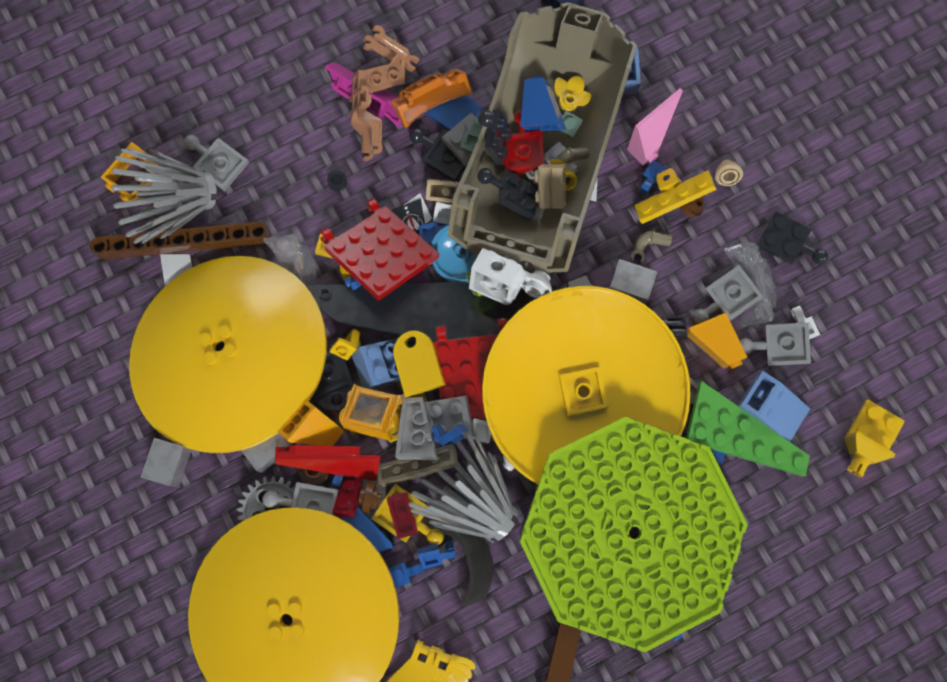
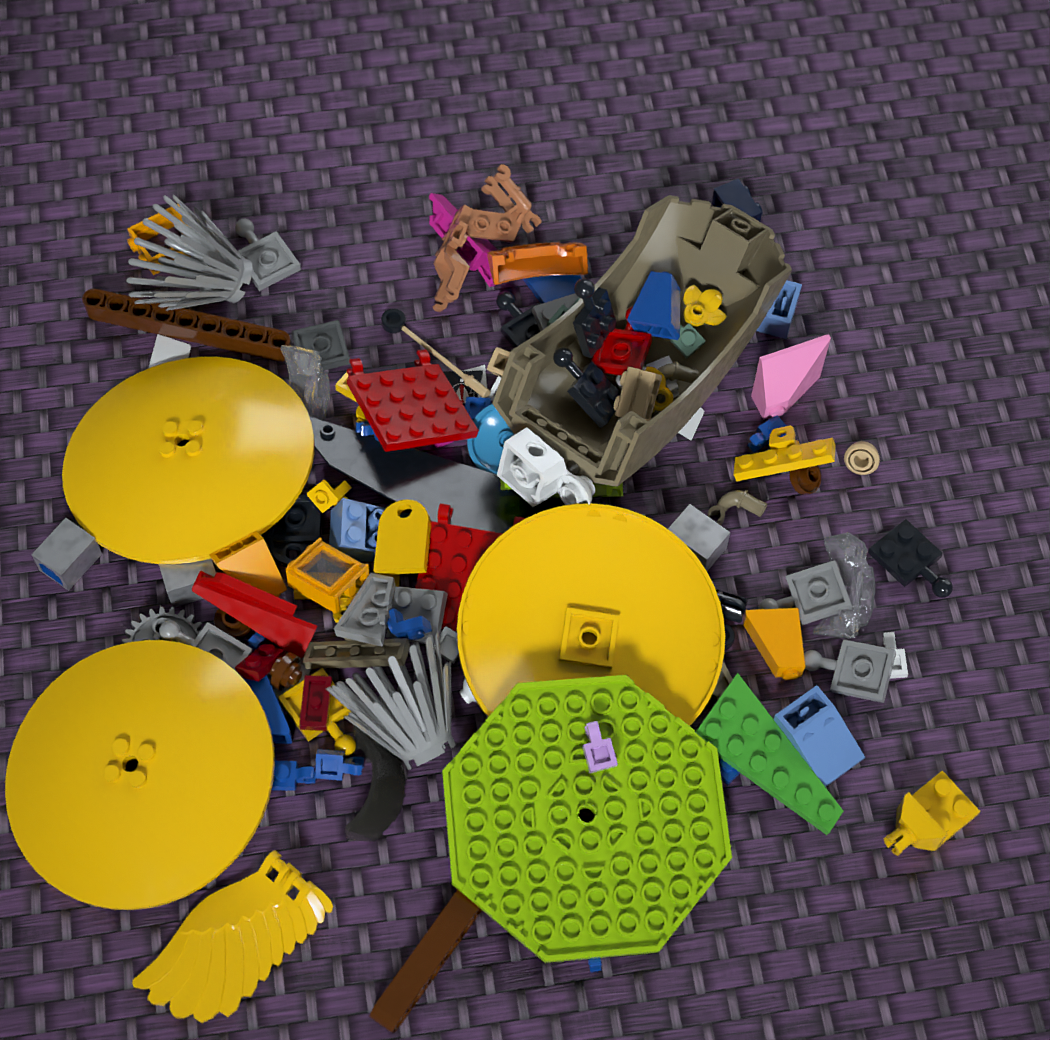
camera: 15 degrees right, 15 degrees down
(291, 219) = (327, 340): none -> dark grey plate
(414, 211) = (468, 379): none -> tan piece
(629, 485) = (598, 752): none -> lavender plate

